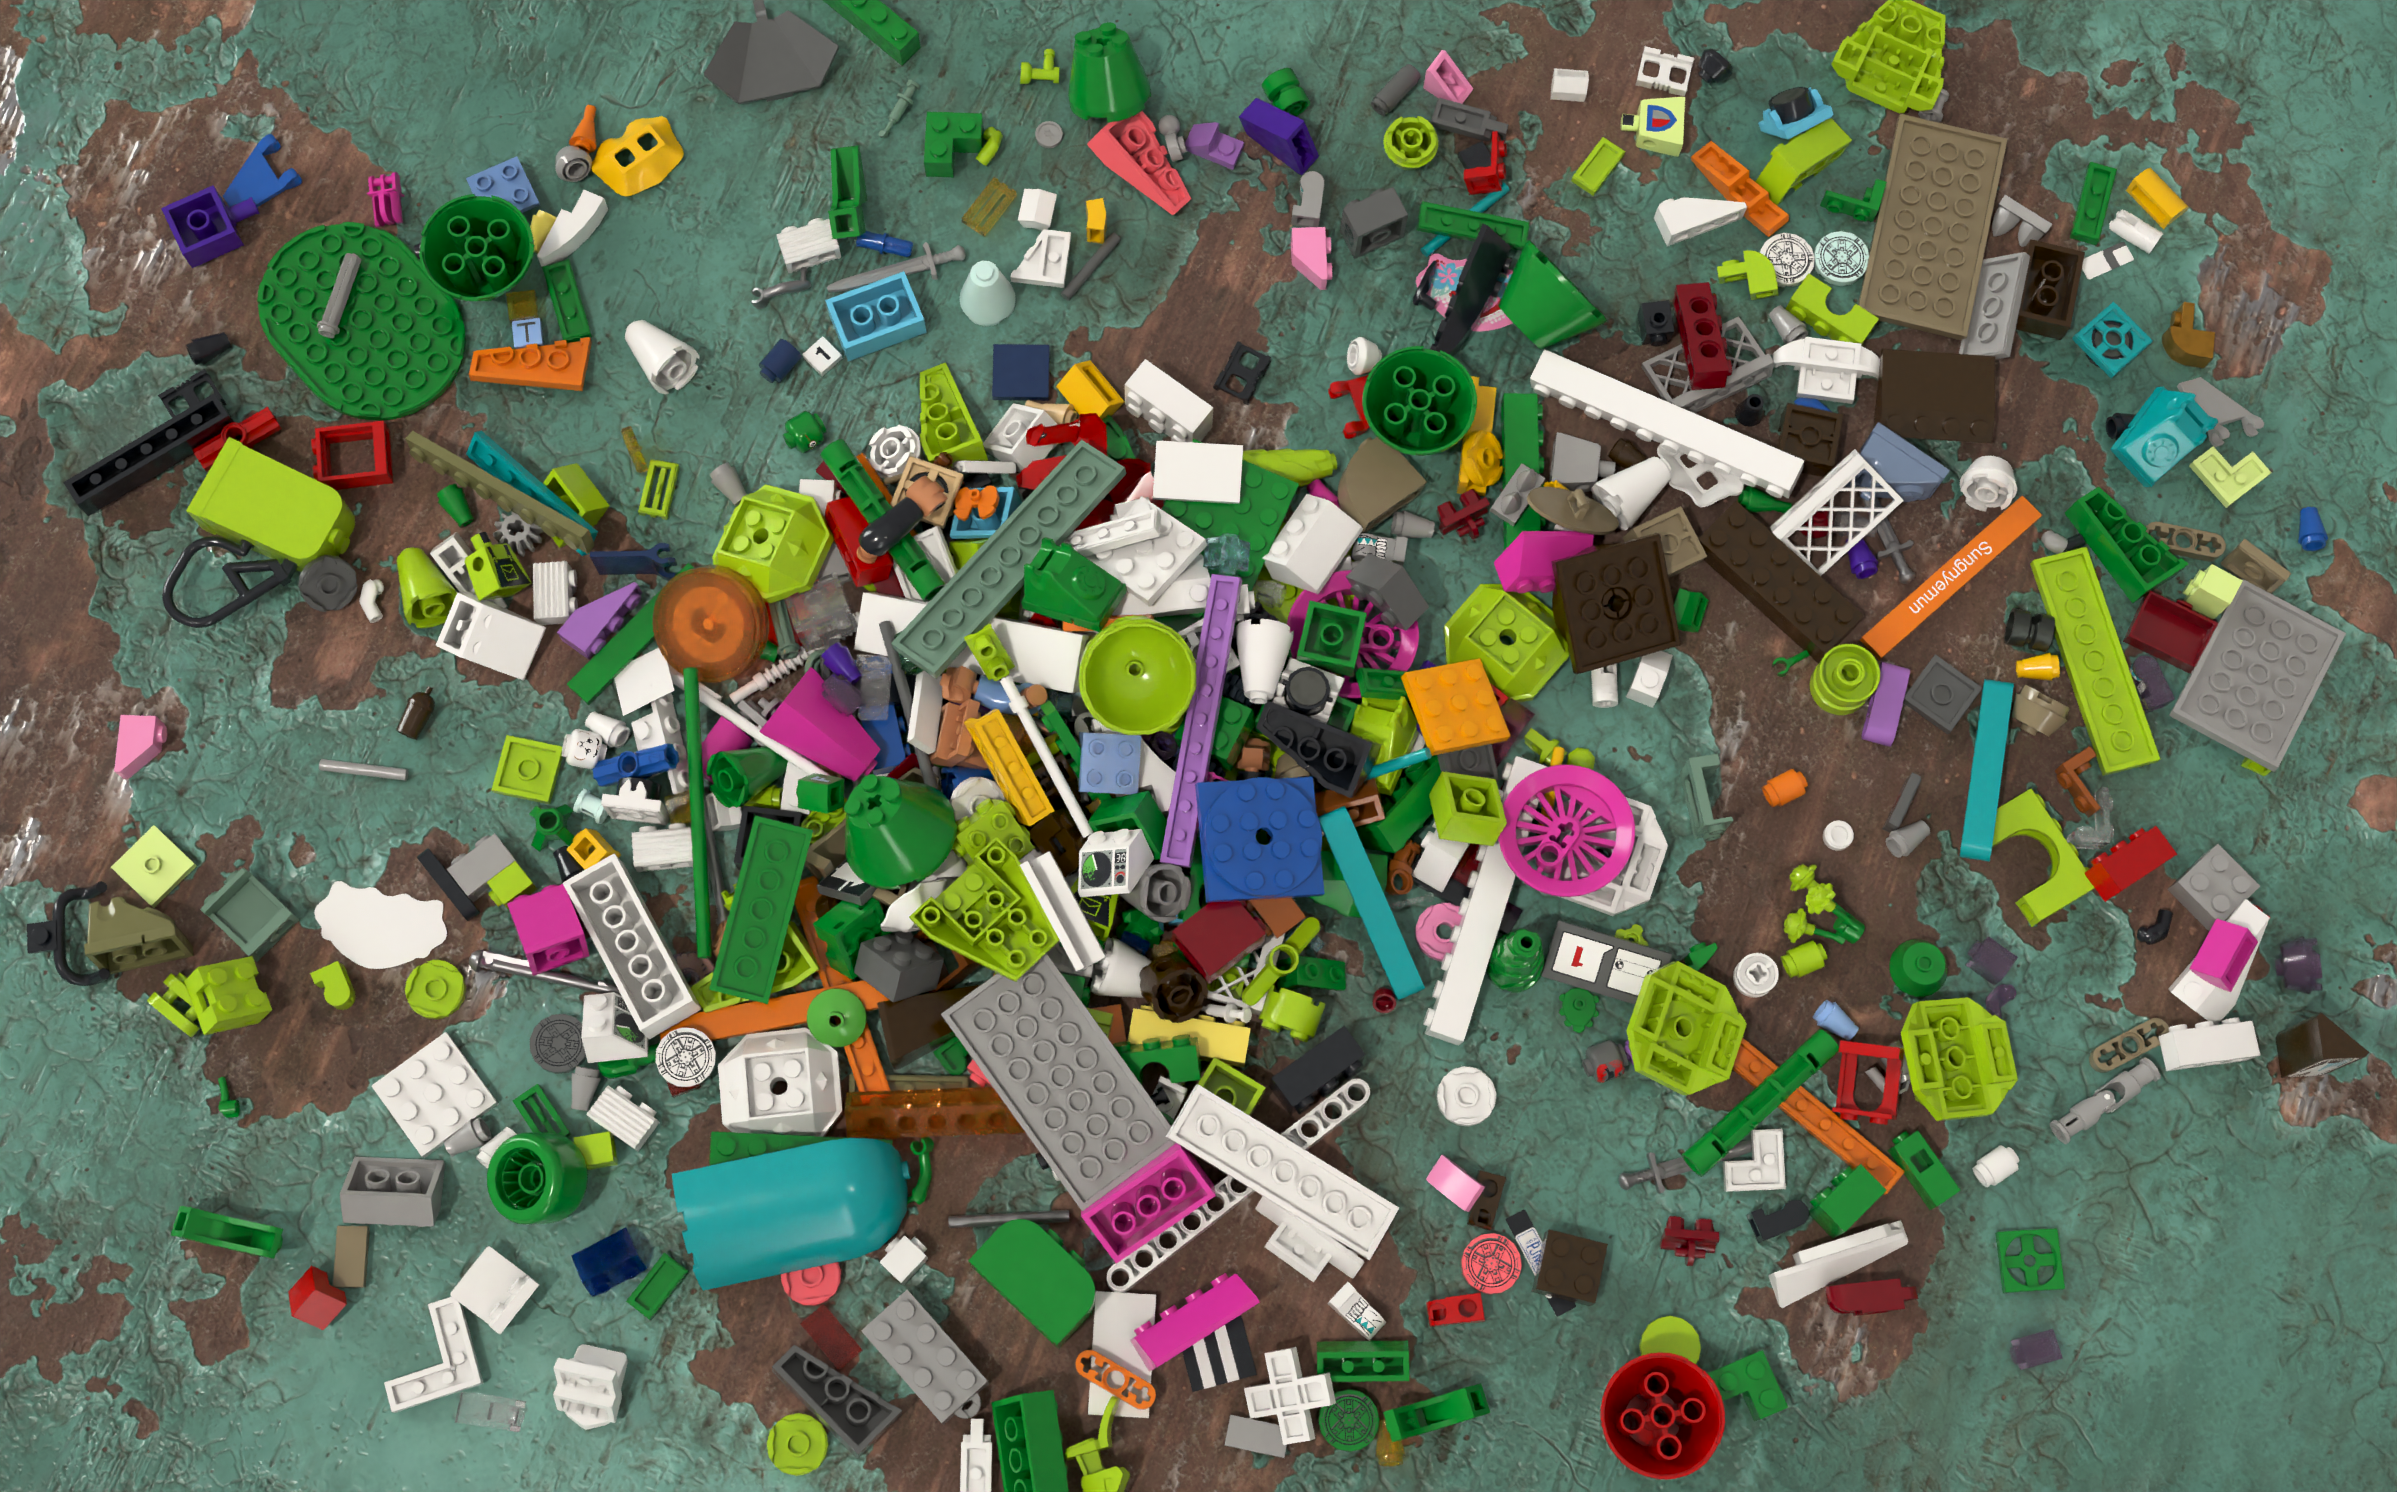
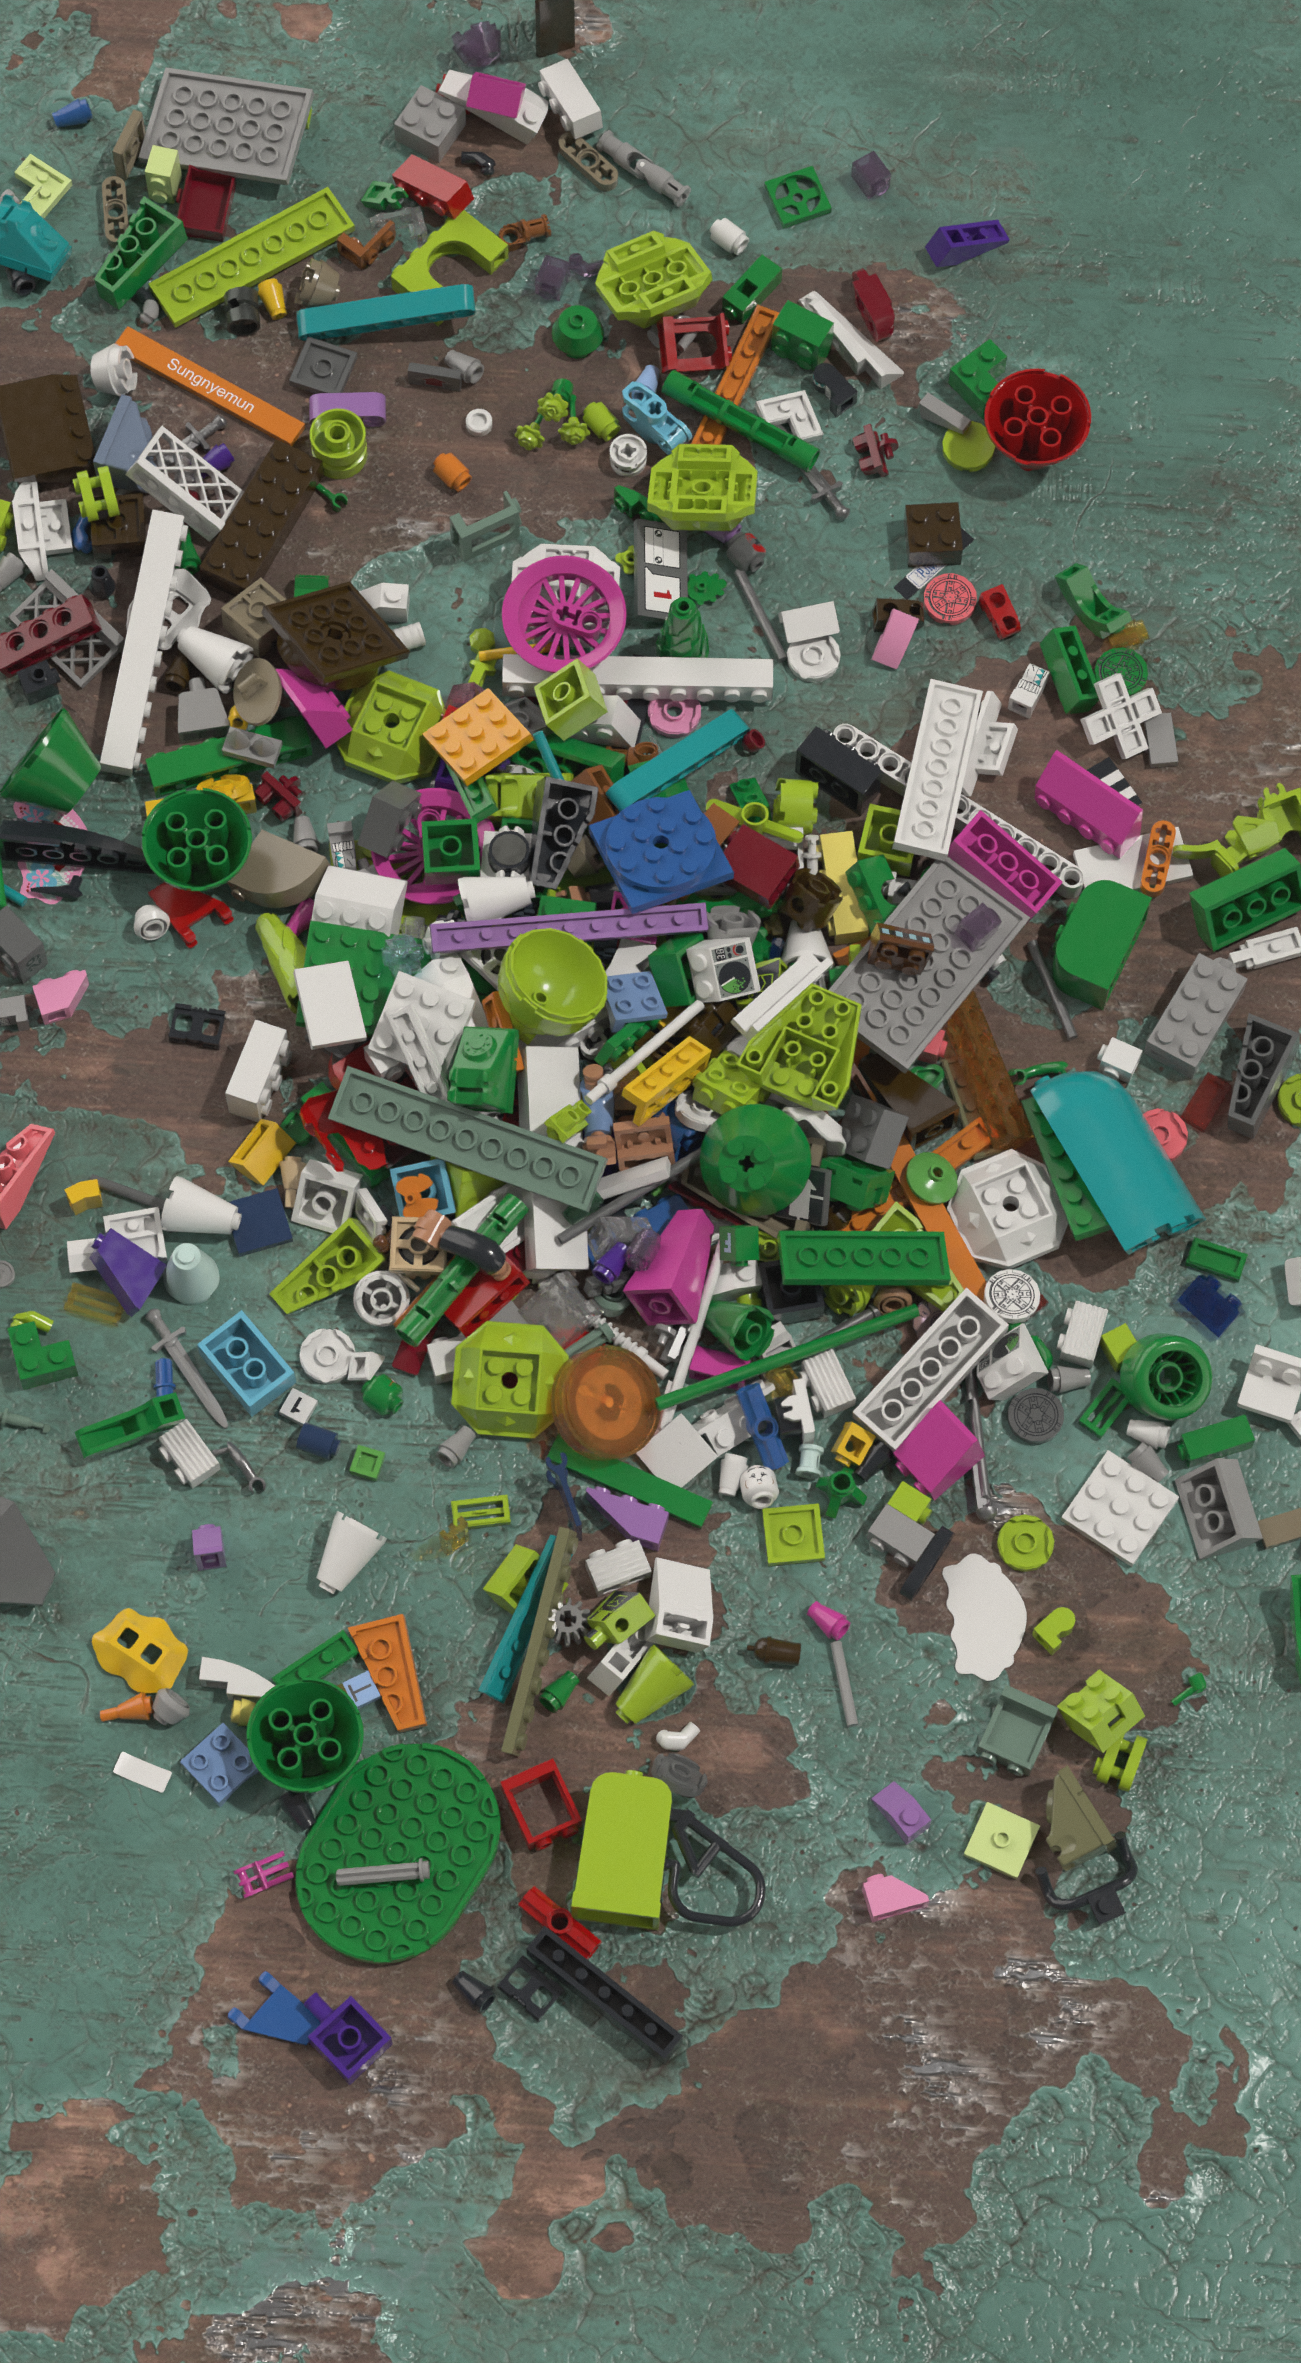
camera: 105 degrees left, 5 degrees down
(215, 779) = (902, 1812): none -> medium lavender slope
(428, 773) = (829, 1621): none -> dark pink cone
(463, 1212) = (1215, 1441): none -> green brick
(527, 129) = (142, 1772): none -> white sticker
(708, 233) = (208, 1547): none -> medium lavender slope
(745, 402) = (367, 1463): none -> bright green tile
(838, 422) = (364, 1365): none -> white slope
(864, 397) = (326, 1355): none -> white tile
(1006, 234) = (126, 1269): none -> dark purple slope
(1044, 312) = (197, 1210): none -> white cone
(1071, 1047) = (900, 949): none -> reddish brown slope
(1078, 1144) = (978, 927): none -> clear purple brick
(1504, 1101) = (809, 622): none -> white panel
(1528, 1056) = (761, 616): none -> flat silver bar
(1712, 1329) = (942, 414): none -> light grey piece
(1771, 1017) = (654, 419): none -> medium azure piece
(1840, 417) = (84, 486): none -> lime brick
(1924, 1429) = (965, 241): none -> dark purple slope
(2056, 951) = (525, 231): none -> dark orange connector
(2135, 812) = (383, 194): none -> green plate
(2150, 684) = (260, 208): clear purple leg -> none

